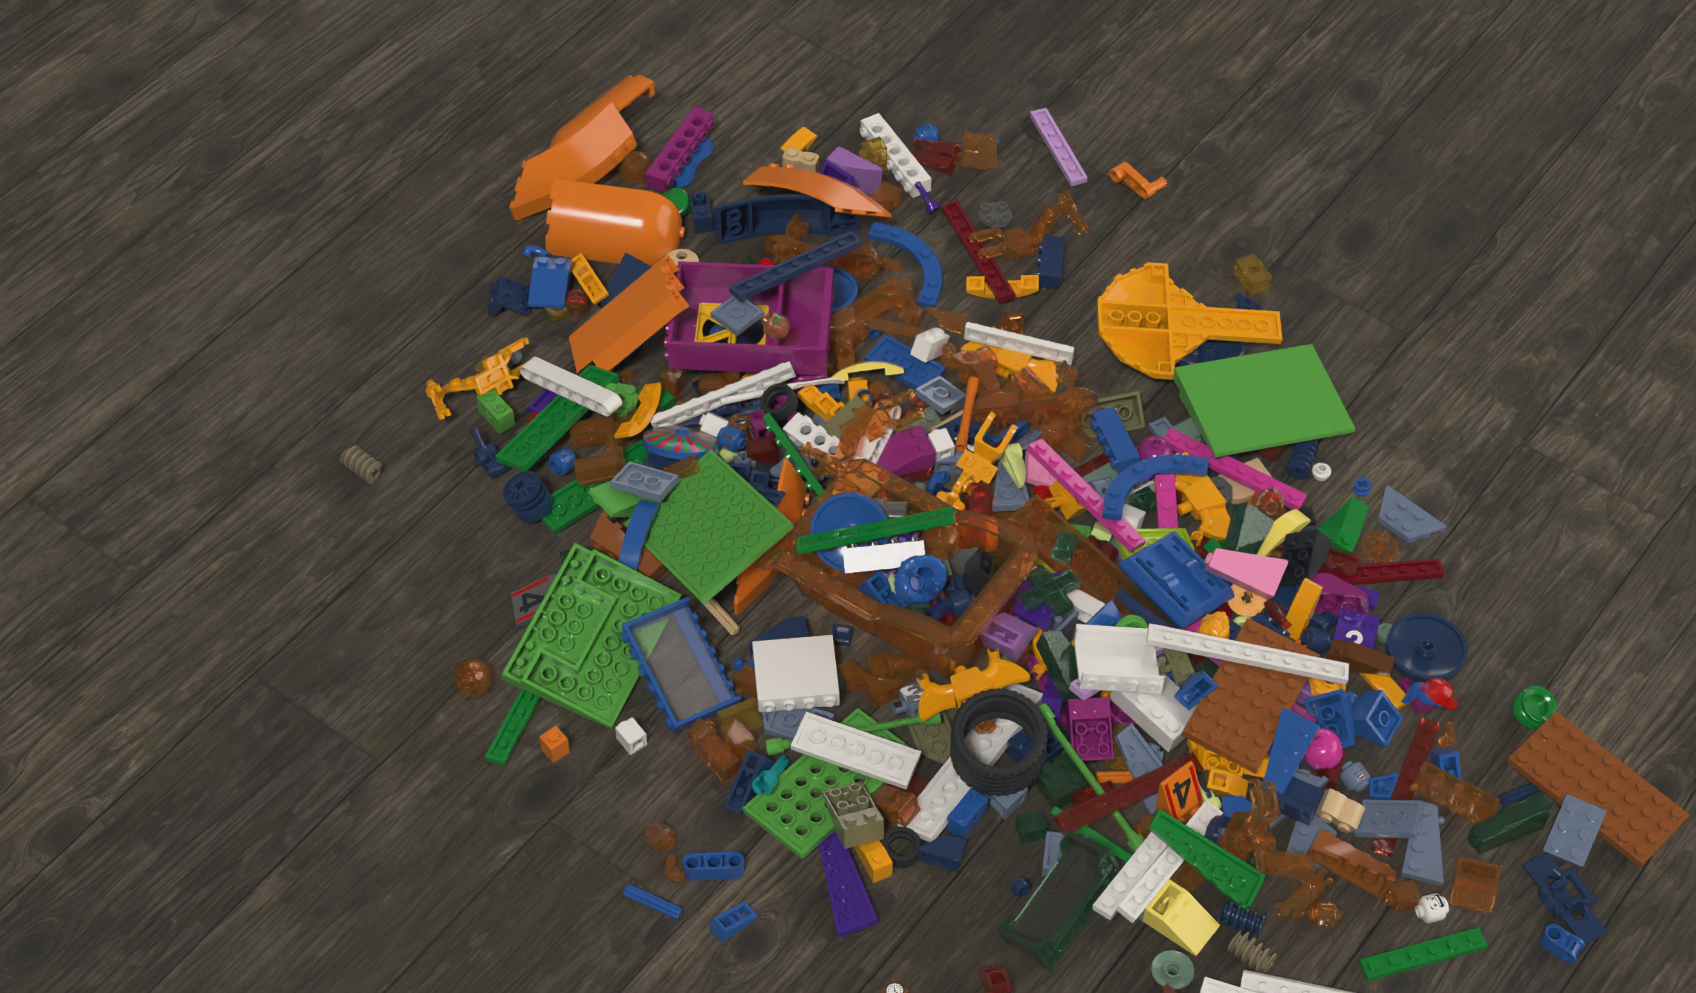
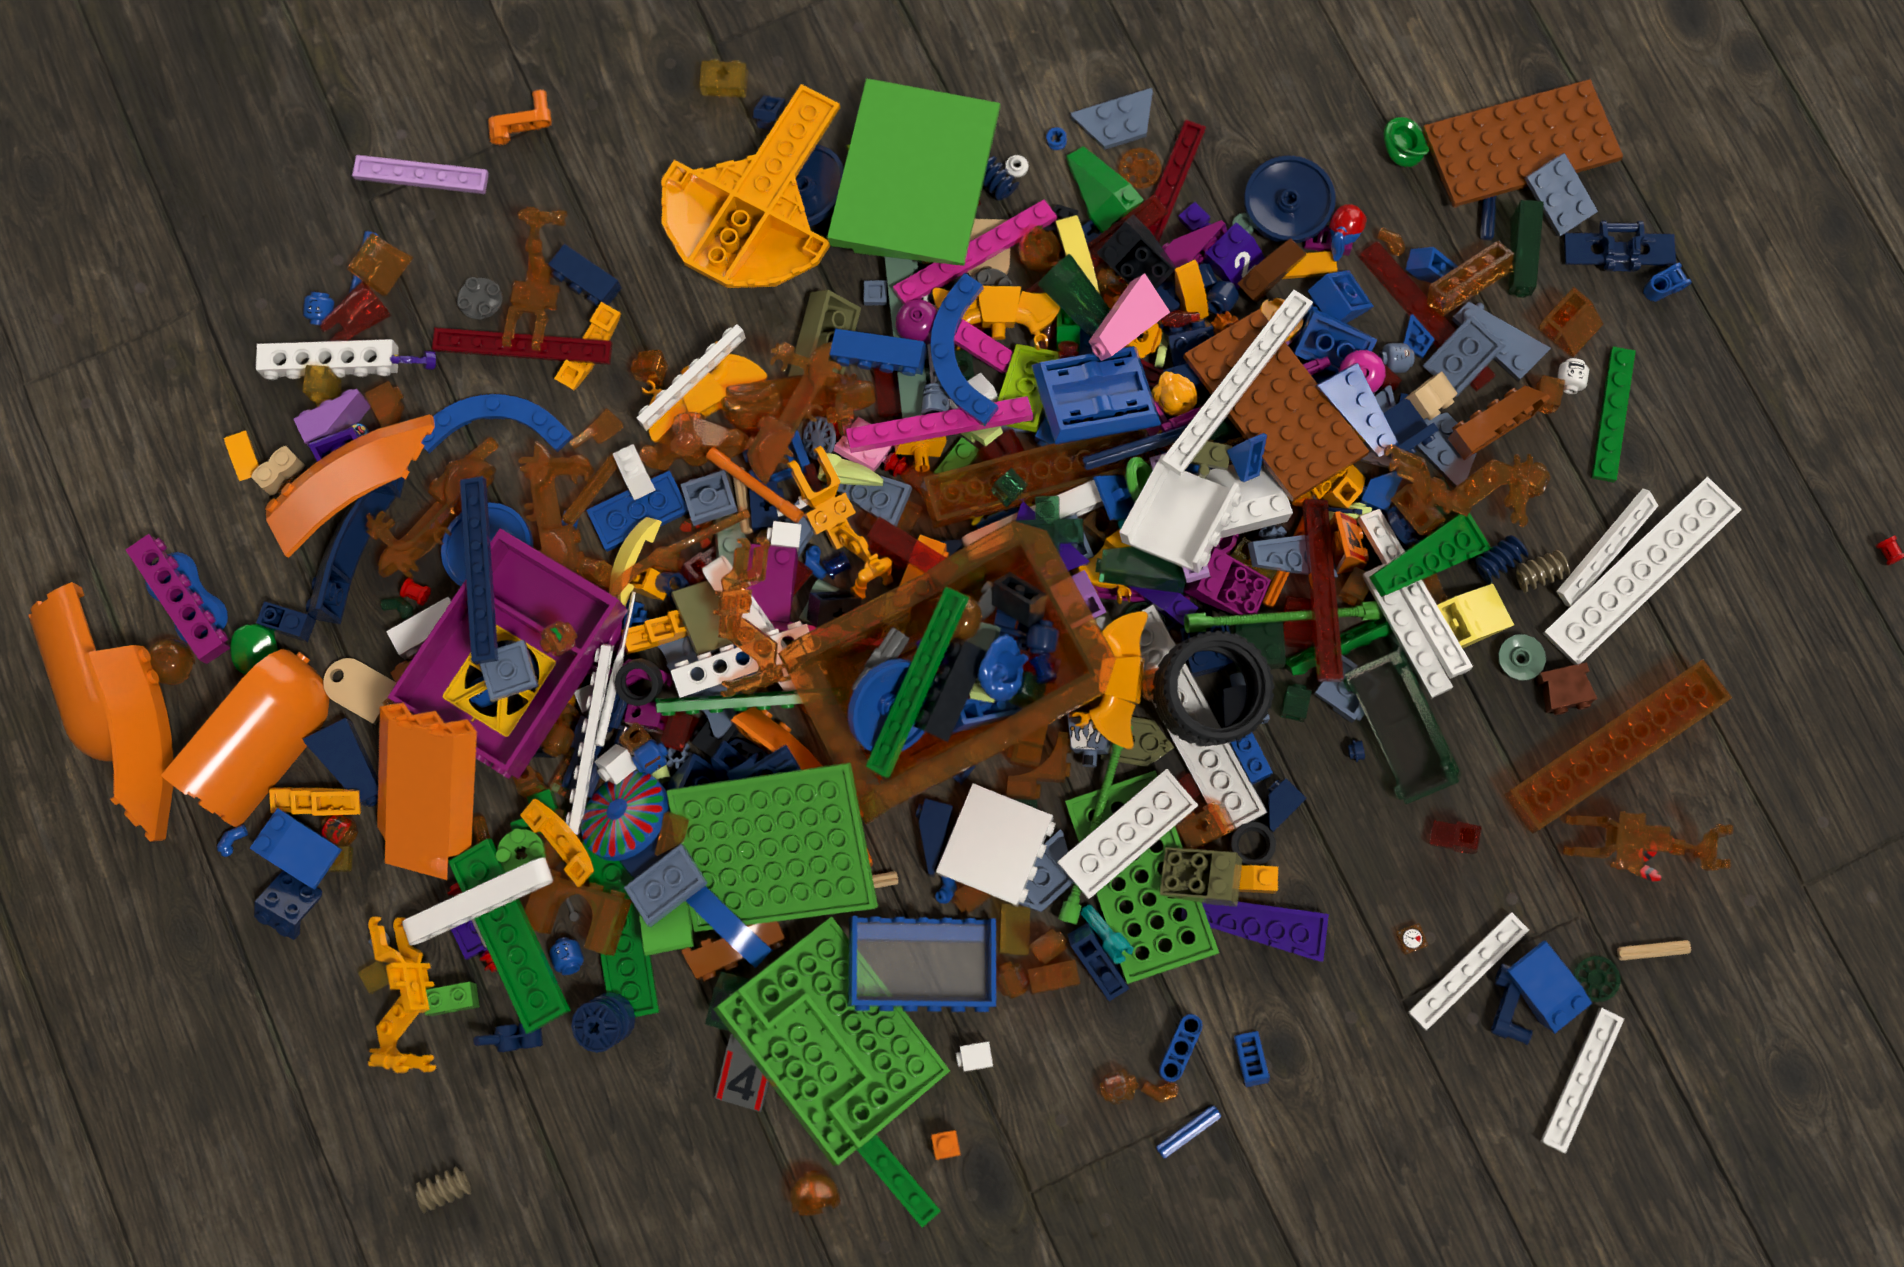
camera: 55 degrees left, 25 degrees up
(881, 382) = (662, 553): none -> clear orange piece

